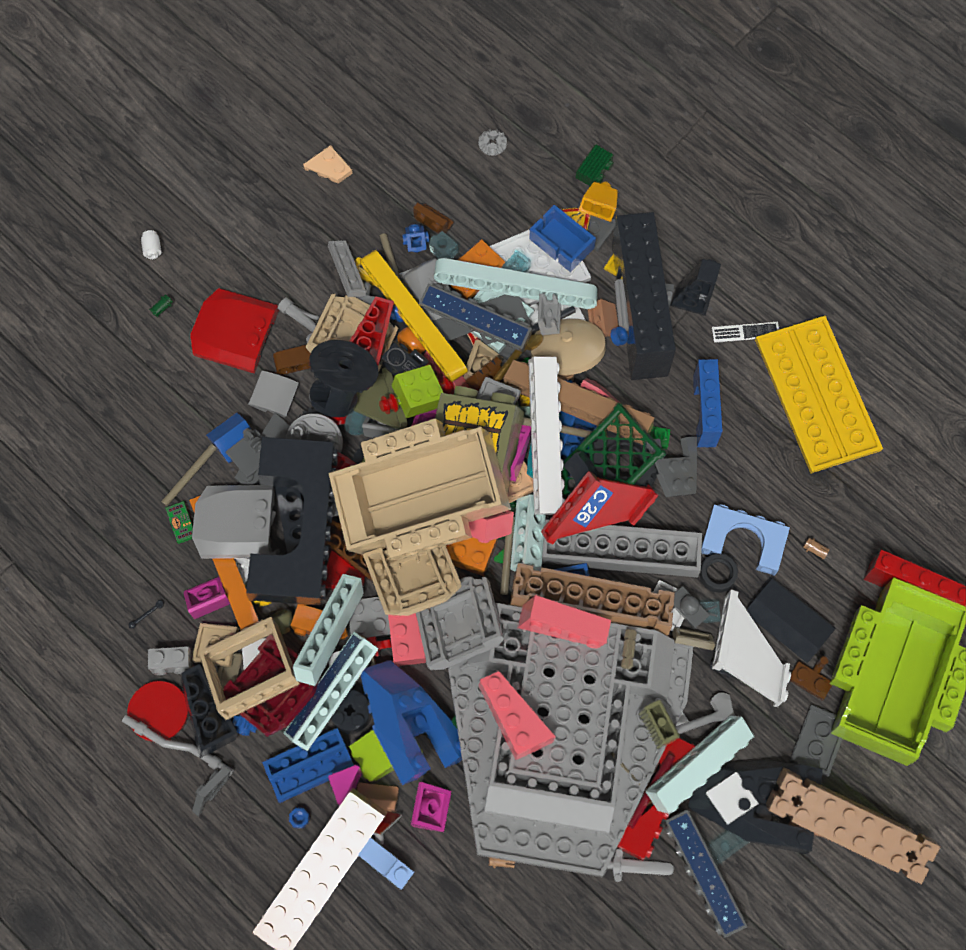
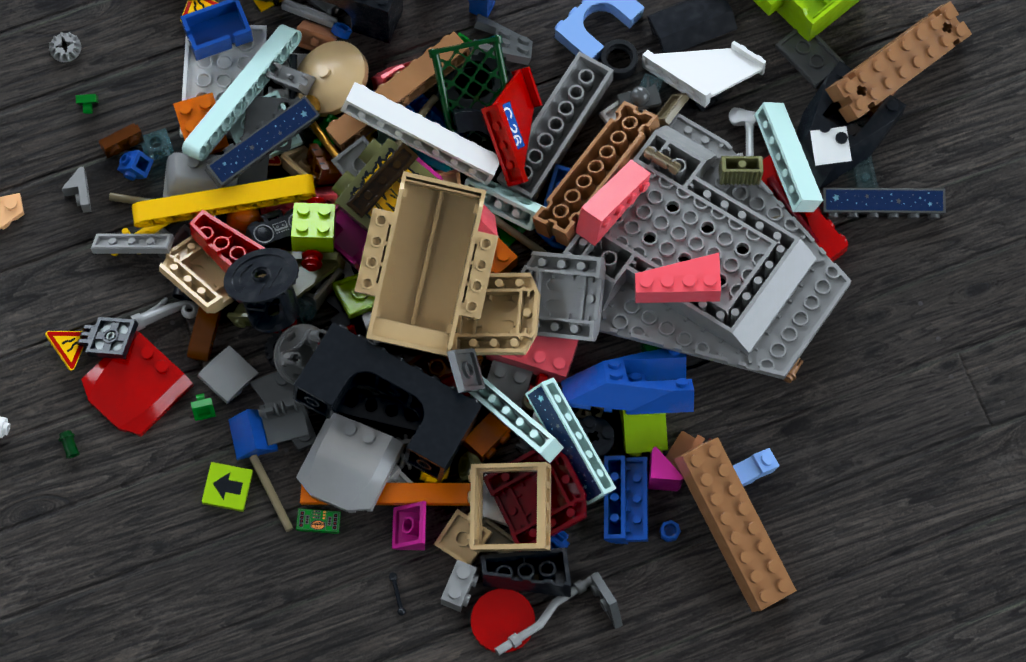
camera: 70 degrees left, 0 degrees up
(179, 439) = (227, 486): none -> lime tile
(235, 387) = (202, 408): none -> green tile
(240, 264) = (66, 346): none -> piece
(259, 290) = (108, 337): none -> piece
(344, 570) = (466, 370): none -> dark grey tile
(378, 209) = (78, 186): none -> light grey slope
(431, 807) = (715, 410): dark pink slope -> none
(452, 179) = (87, 101): none -> green tile
(474, 418) = (382, 180): none -> dark brown tile
(519, 260) = (217, 79): clear light blue brick -> none
(621, 865) = (852, 253): light grey sword -> none
(811, 680) = (753, 33): reddish brown plate -> none

